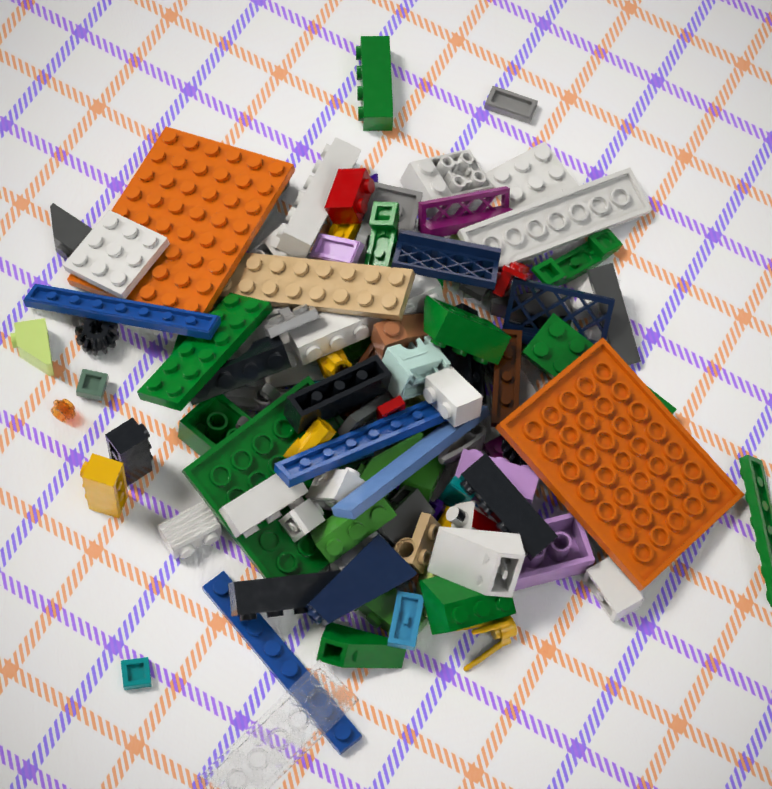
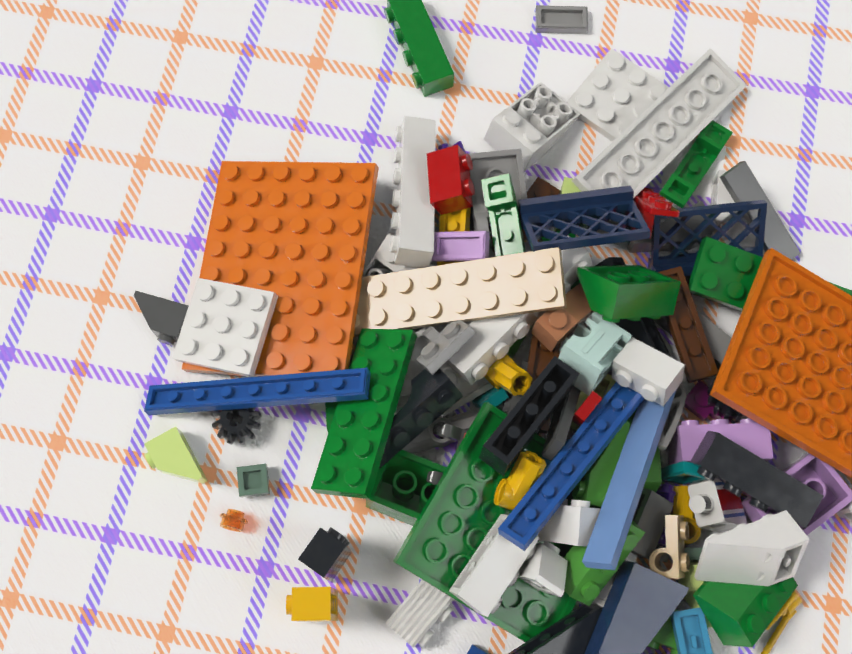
camera: 15 degrees left, 10 degrees up
(451, 224) = (569, 161): magenta fence -> none

